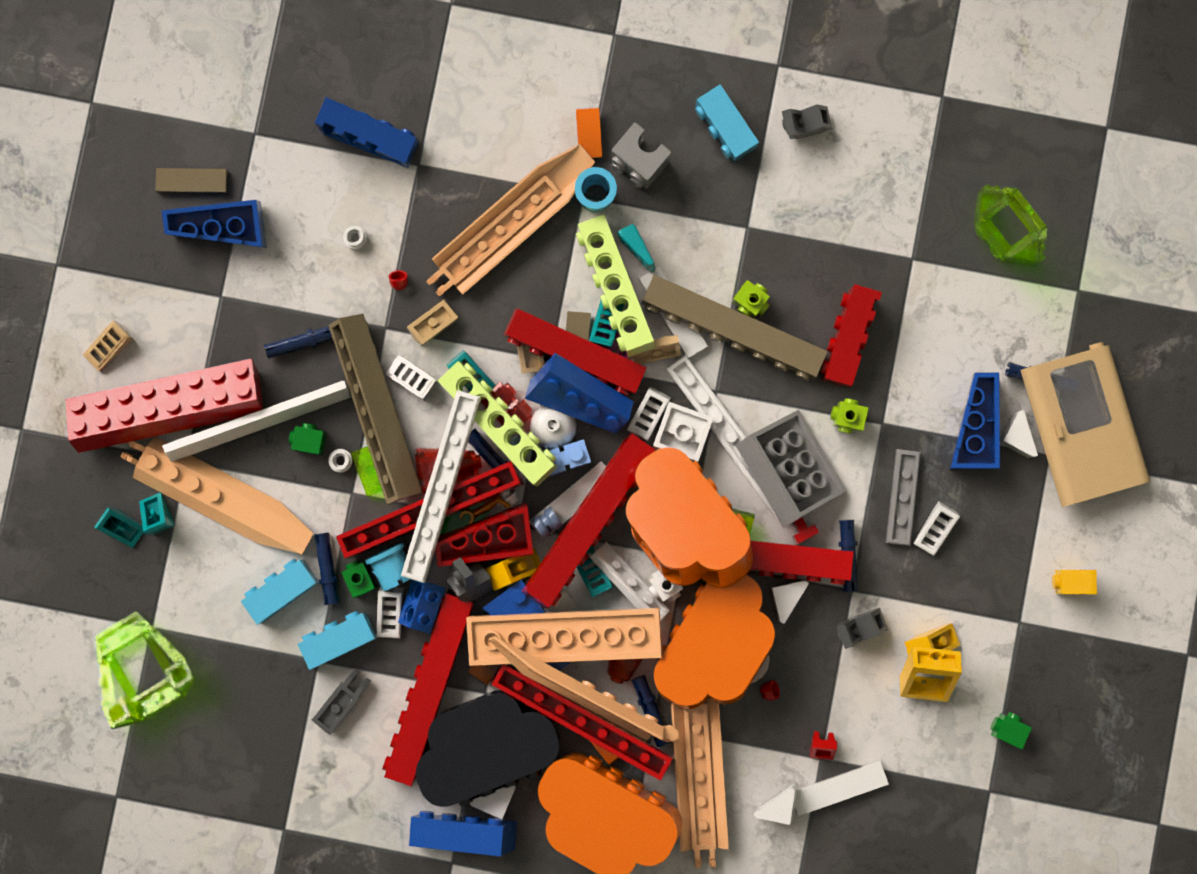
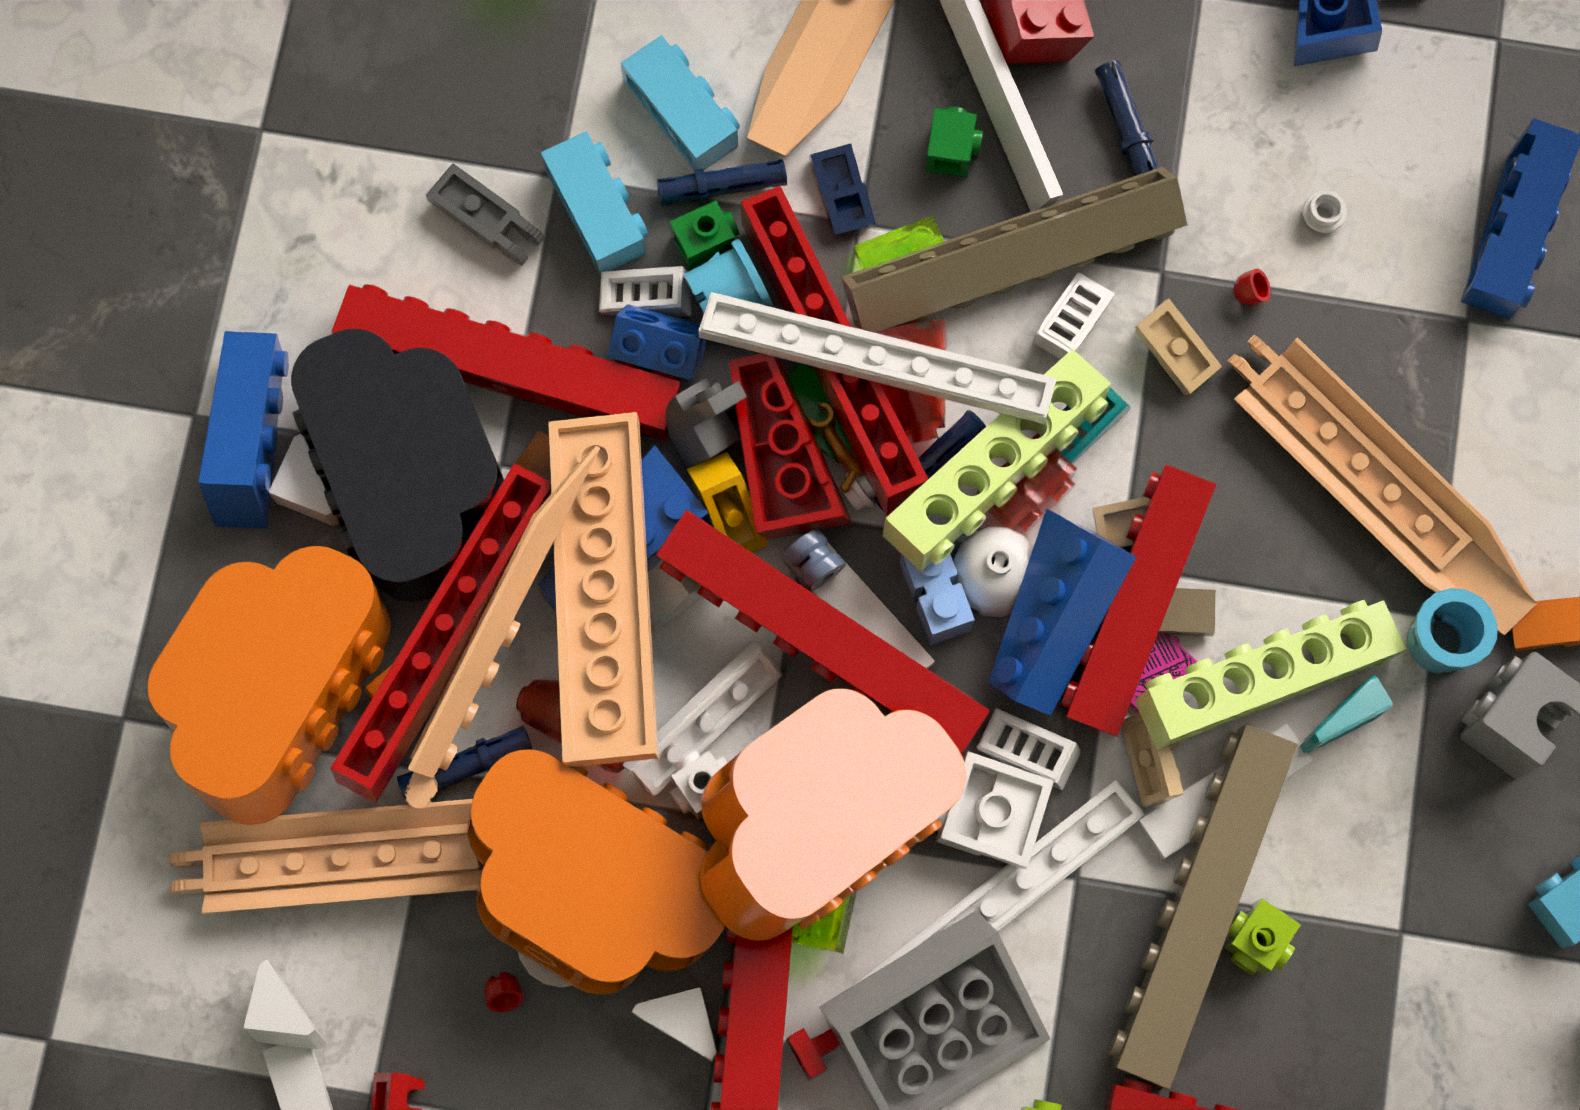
camera: 85 degrees right, 10 degrees down
(333, 460) = (921, 189): white plate -> none
(333, 502) = (842, 189): none -> dark blue slope
(599, 589) = (689, 649): teal slope -> none
(608, 343) = (1185, 644): teal slope -> none

